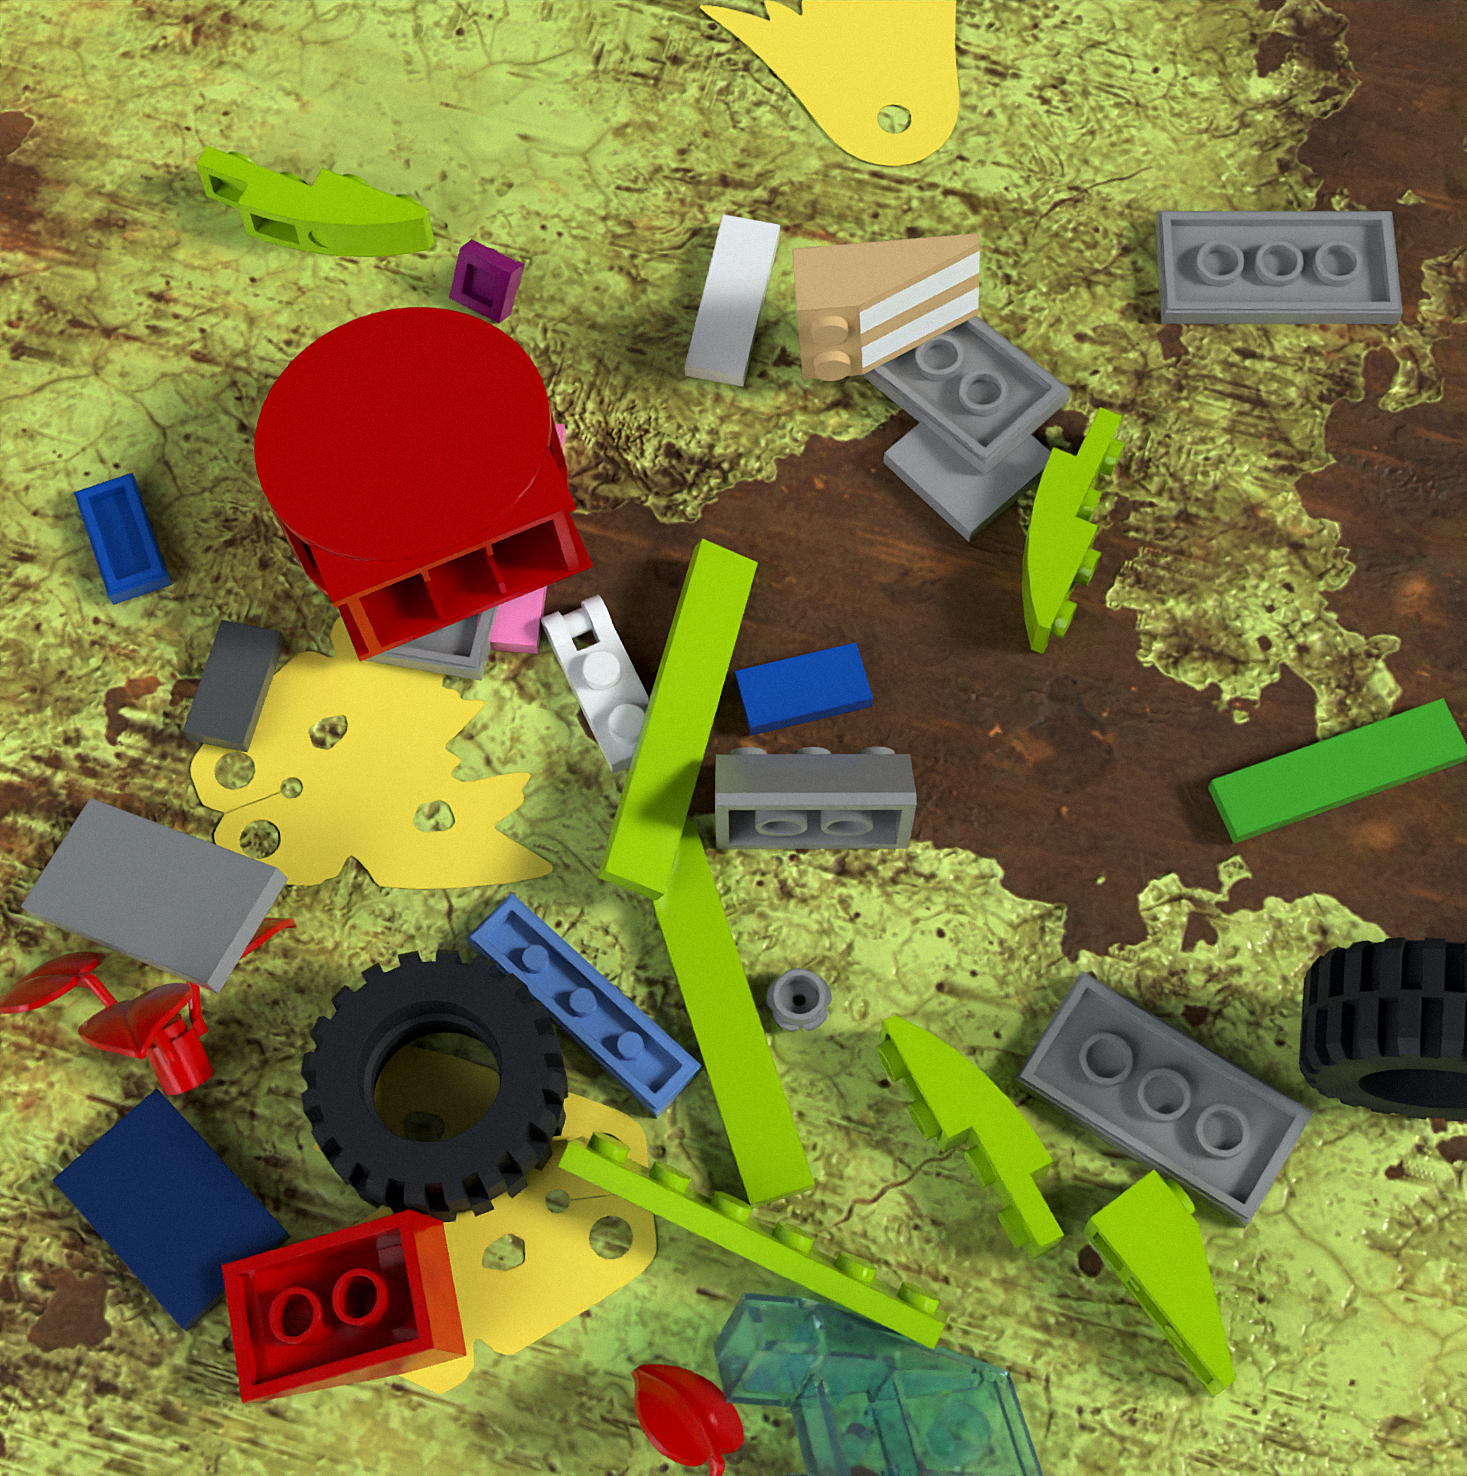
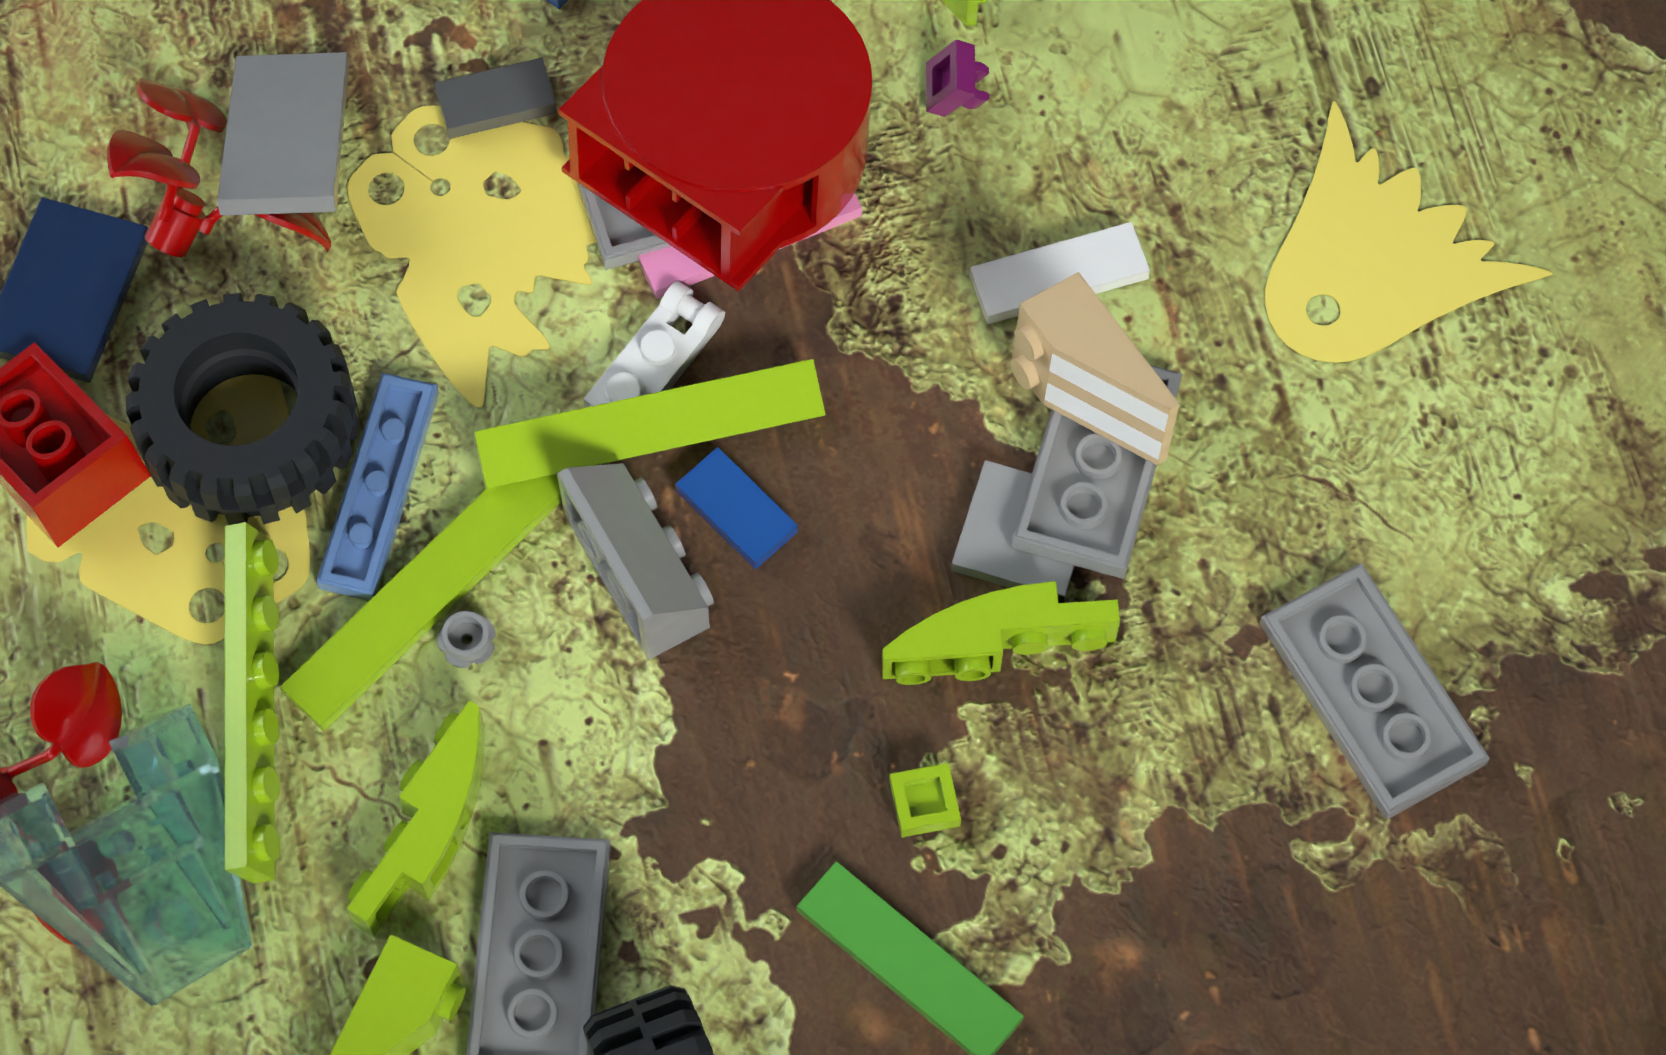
camera: 60 degrees right, 0 degrees up
(1192, 673) = (925, 800): none -> lime plate

